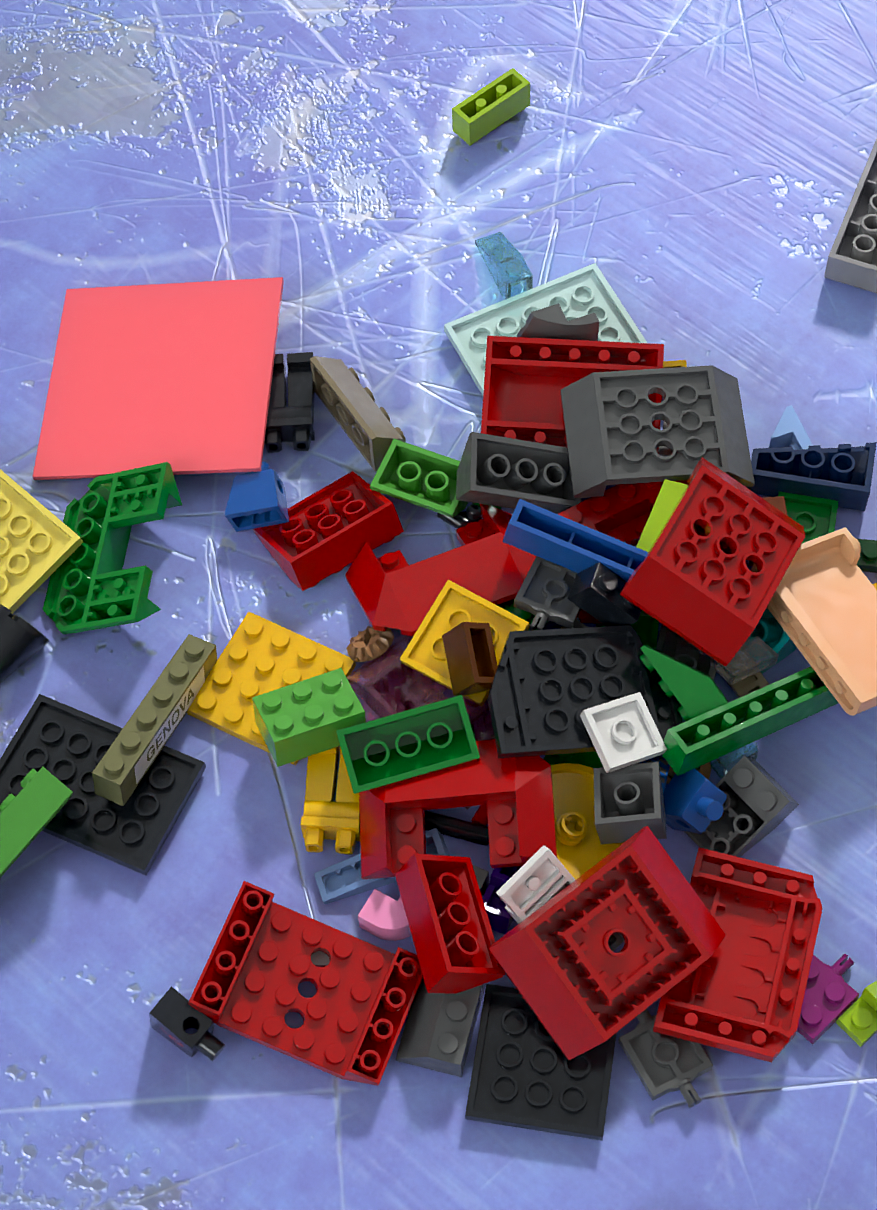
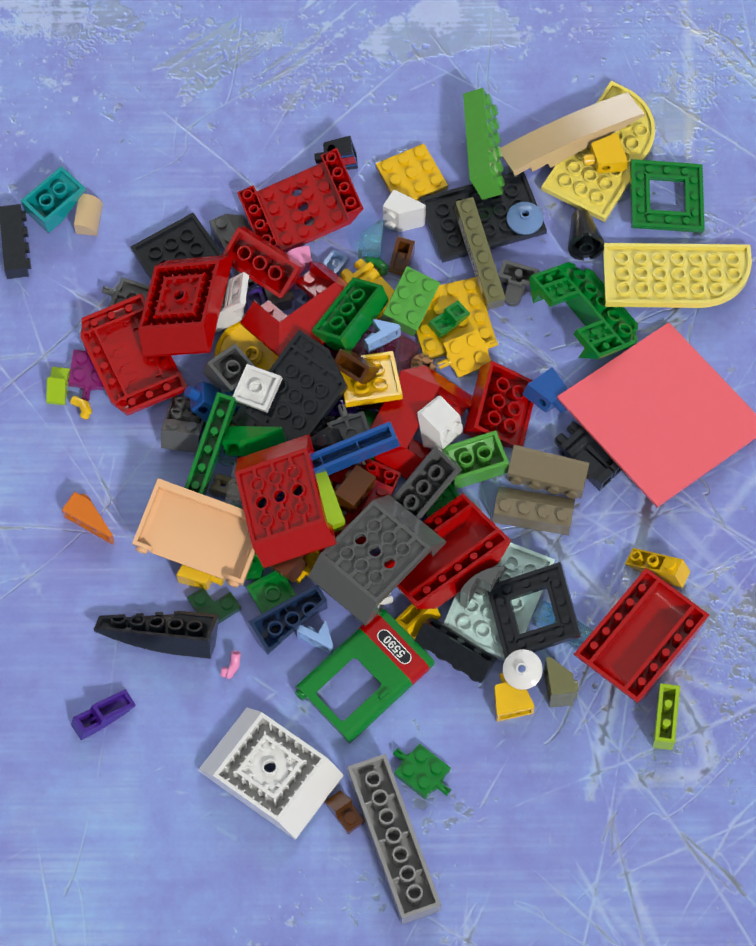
camera: 135 degrees right, 5 degrees up
(49, 741) = (524, 224): none -> medium blue dish
(117, 922) = (412, 173): none -> yellow plate
(143, 653) = (517, 280): none -> dark grey brick
(194, 861) = (403, 212): none -> white slope
(252, 804) = (402, 255): none -> reddish brown slope
(266, 863) = (370, 241): none -> clear light blue slope
(275, 672) = (449, 319): none -> green slope
(285, 830) = (379, 263): none -> green arm
(301, 618) = (467, 353): none -> yellow plate
(342, 243) = (668, 568): none -> yellow slope
(387, 687) = (384, 334): none -> light blue slope
(411, 392) = (533, 510): none -> dark tan slope
(428, 537) = (439, 423): none -> white slope
(439, 185) = (642, 636): none -> red slope
(520, 222) = (549, 578): none -> black plate
(573, 199) = (559, 684): none -> olive slope
(598, 232) = (530, 676): none -> white dish
(617, 518) = (354, 488): none -> reddish brown brick
(633, 233) = (511, 701): none -> yellow torso
(648, 306) = (455, 650): none -> black brick
(742, 354) = (388, 656): none -> green piece
(793, 240) = (422, 771): none -> green plate
(857, 949) = (84, 406): none -> yellow arm

